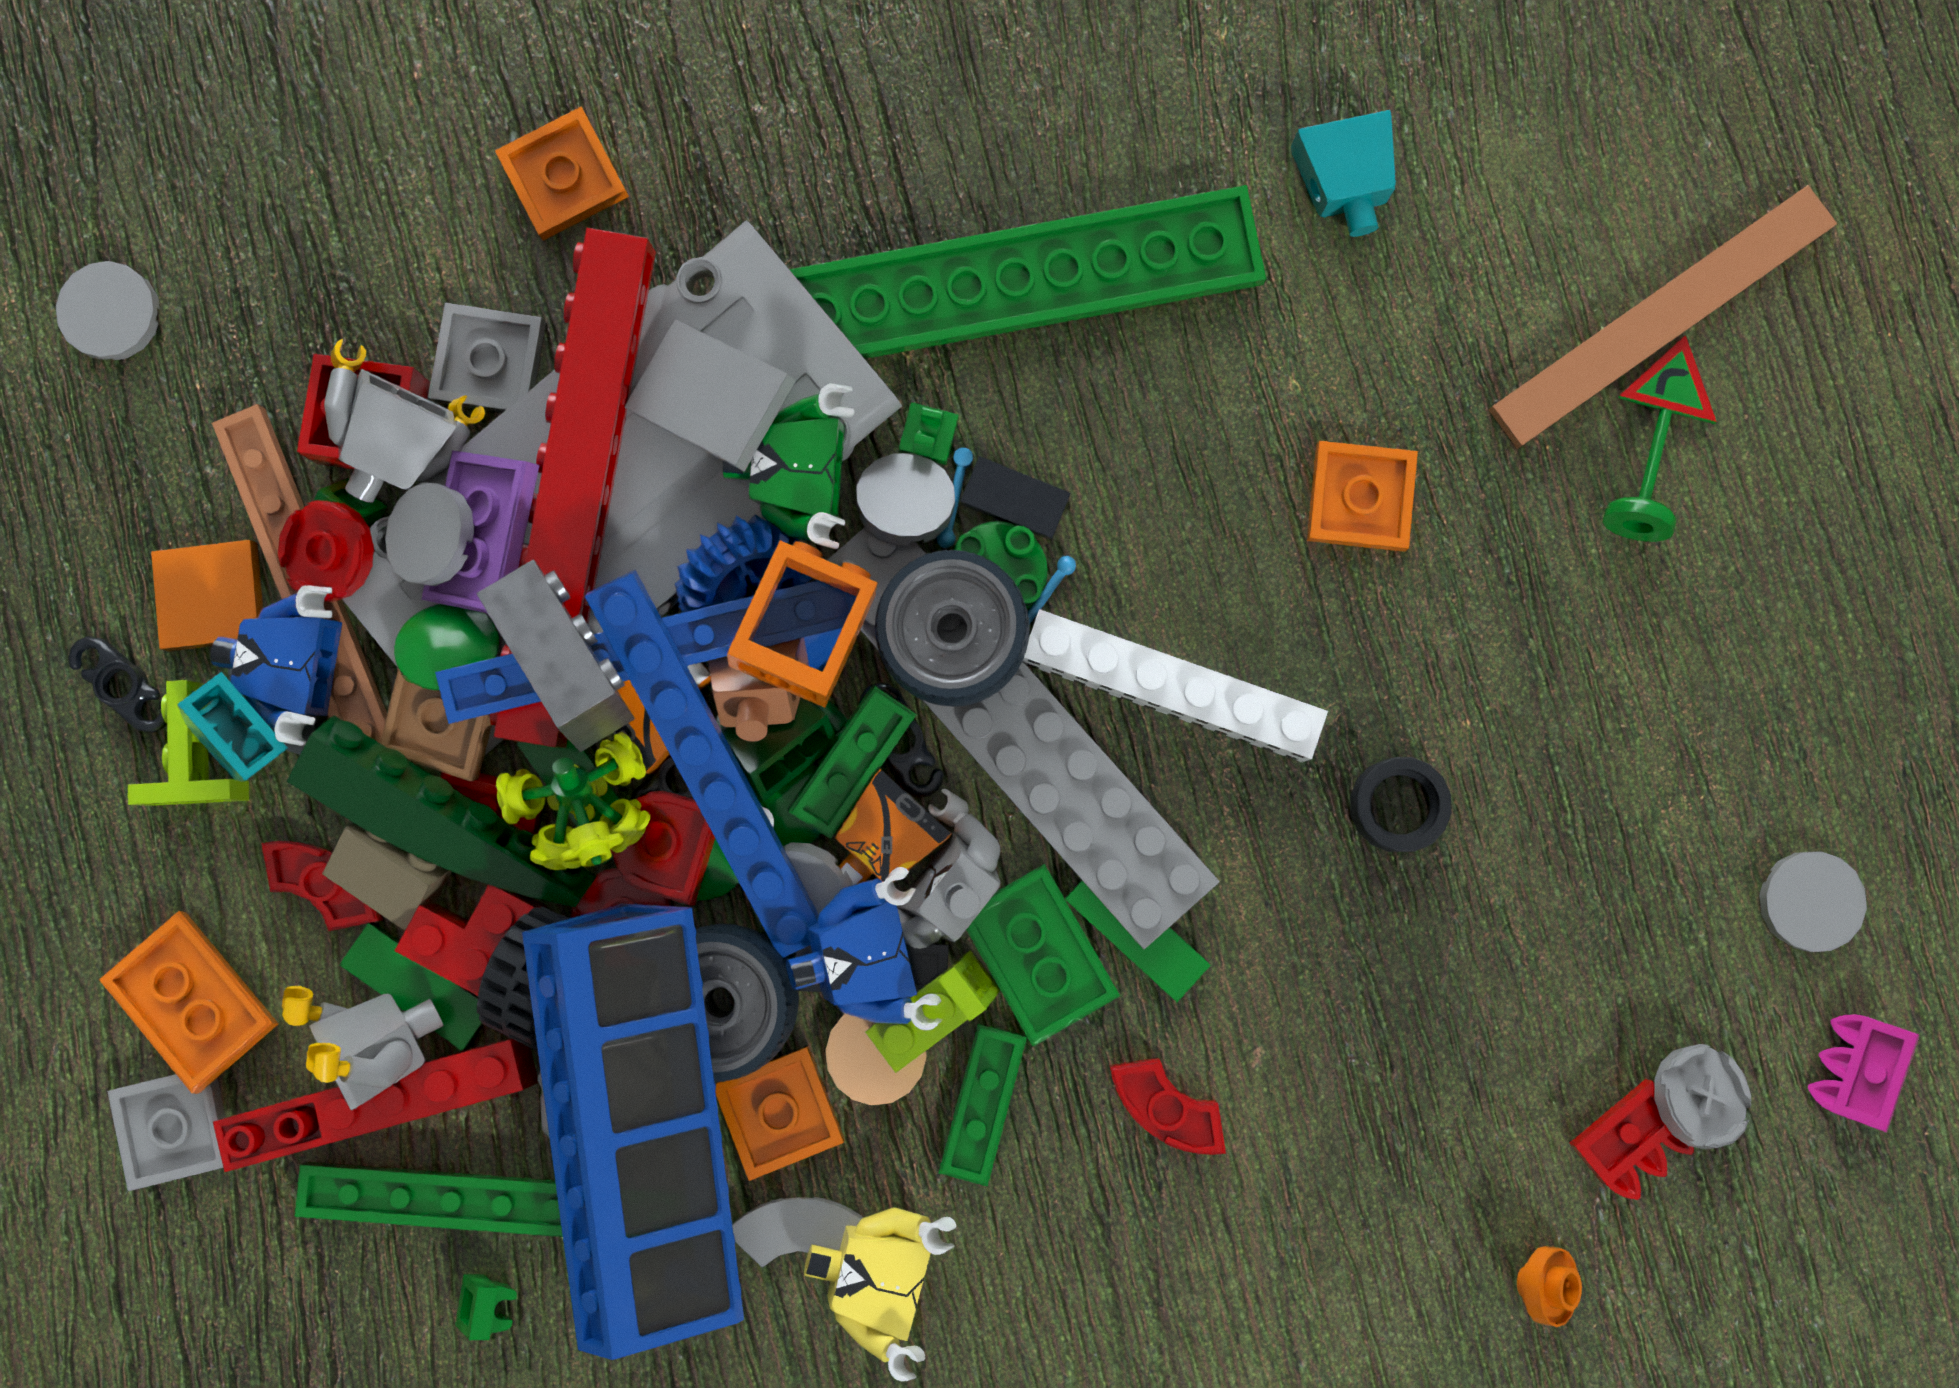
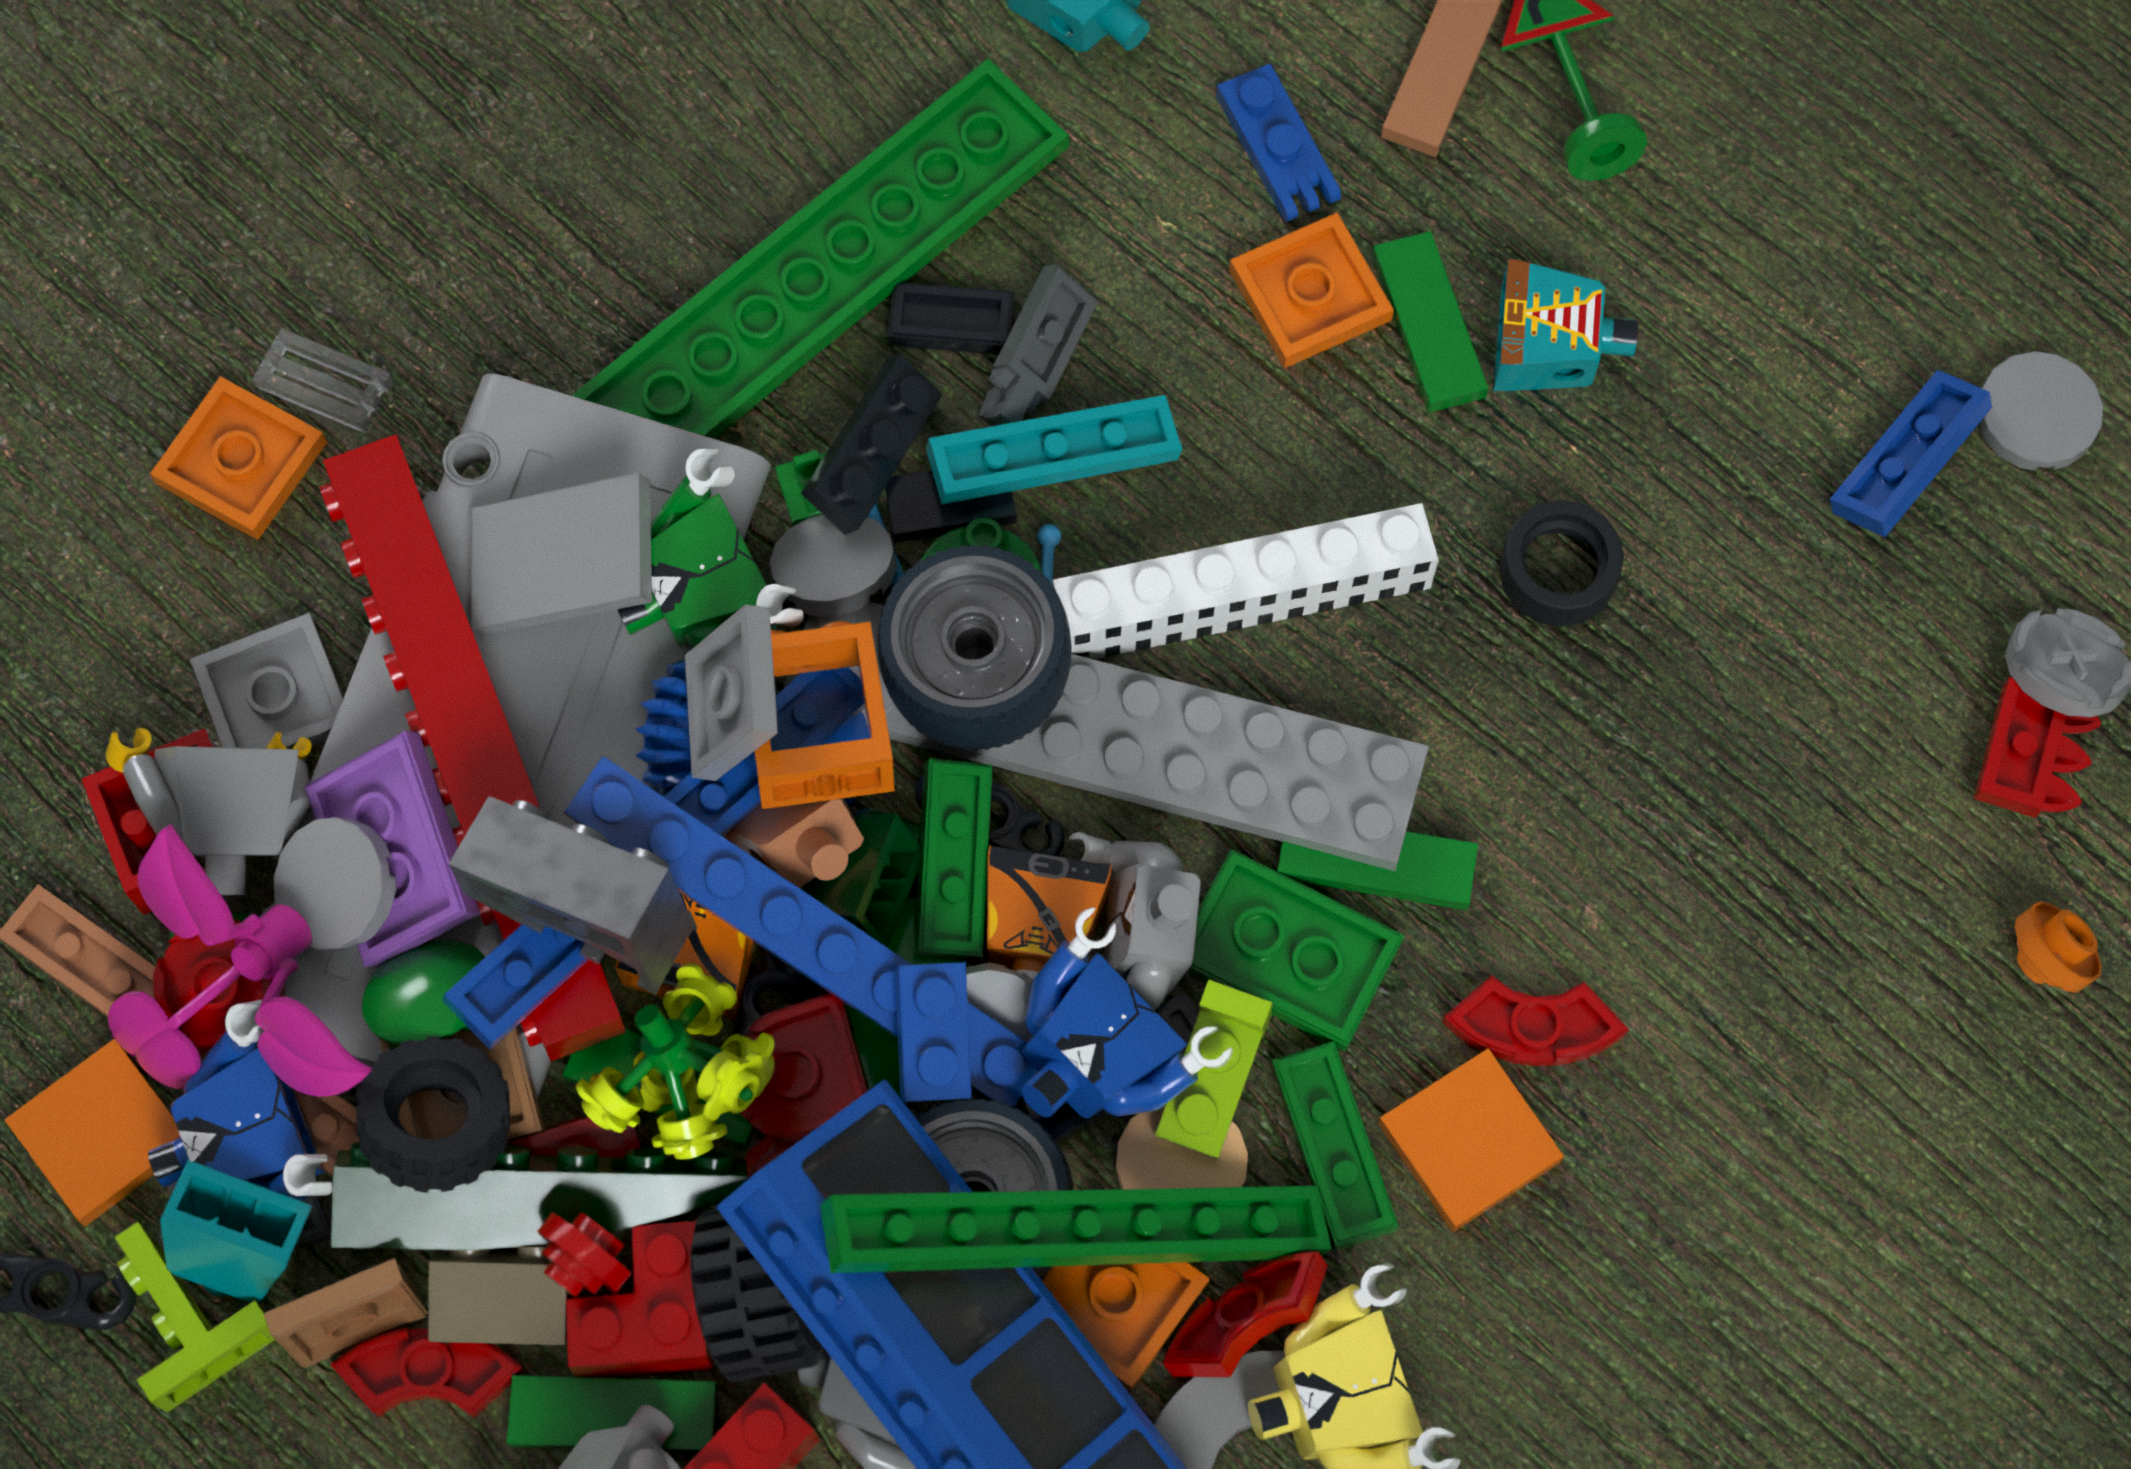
camera: 35 degrees left, 15 degrees down
(276, 824) = (346, 1313): none -> medium nougat tile
(351, 555) = (293, 1039): none -> dark pink plant
(386, 699) = (442, 1161): none -> black tyre
(436, 892) = (582, 1255): none -> red plate
(671, 183) = (365, 400): none -> clear tile
(748, 578) = (731, 693): none -> light grey tile
(752, 884) = (933, 1032): none -> blue plate
(753, 1079) = (1070, 1227): none -> green plate
(852, 1181) = (1224, 1330): none -> red tile
(983, 429) = (871, 444): none -> black plate
(1073, 1157) = (1470, 1140): none -> orange tile
(1100, 364) = (950, 318): none -> black tile
(1105, 509) = (1053, 449): none -> teal plate
(1143, 425) = (1038, 346): none -> dark grey hinge
(1412, 369) = (1277, 141): none -> blue hinge
(1429, 570) = (1429, 322): none -> green tile
(1511, 633) = (1554, 329): none -> torso
(1699, 878) = (1911, 453): none -> blue plate

